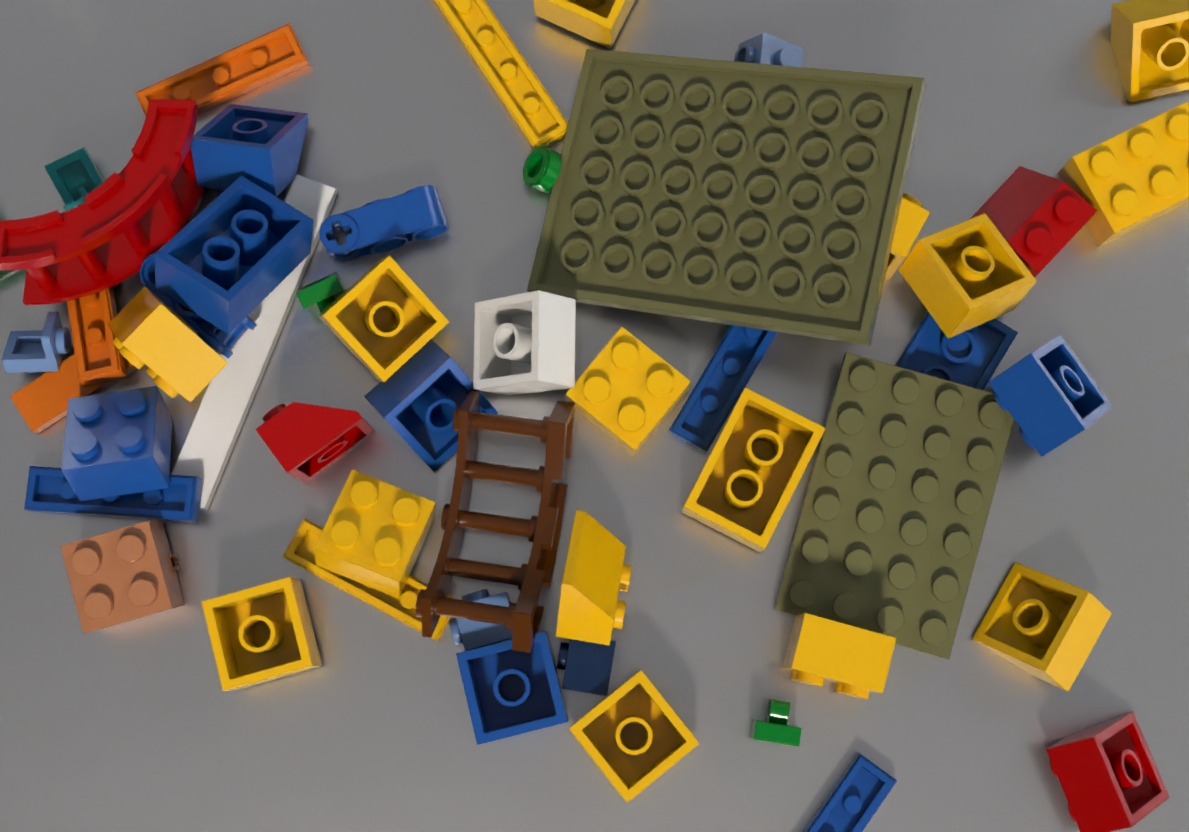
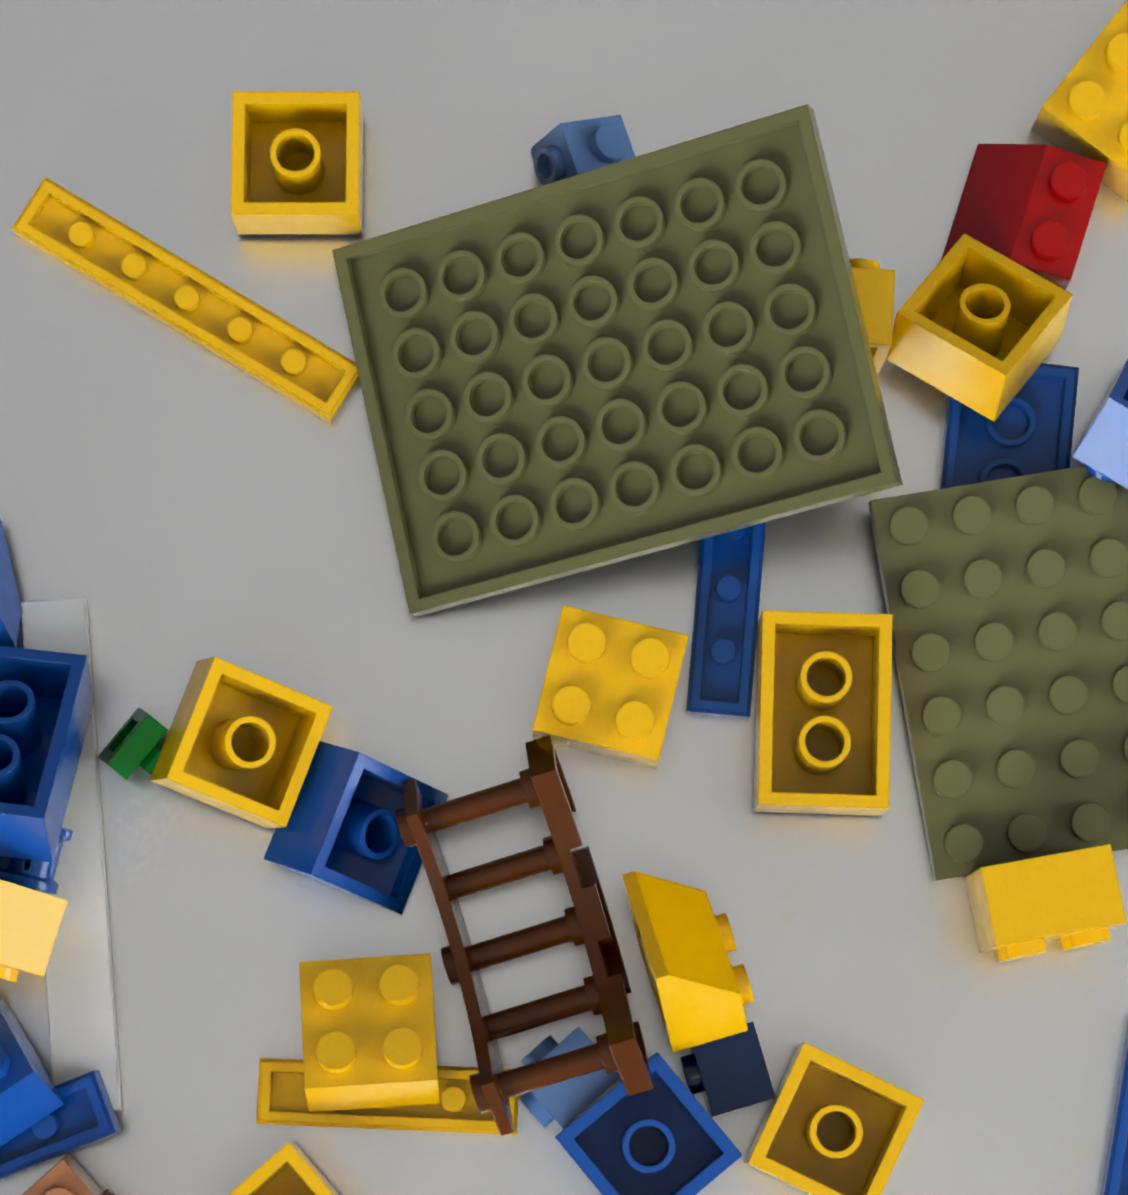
camera: 30 degrees left, 0 degrees up
(311, 436) = (222, 943): red slope -> none
(385, 224) = (178, 614): blue piece -> none
(524, 343) = (445, 688): white brick -> none
(542, 169) = (351, 440): green tile -> none
(775, 727) = (1010, 1033): green tile -> none

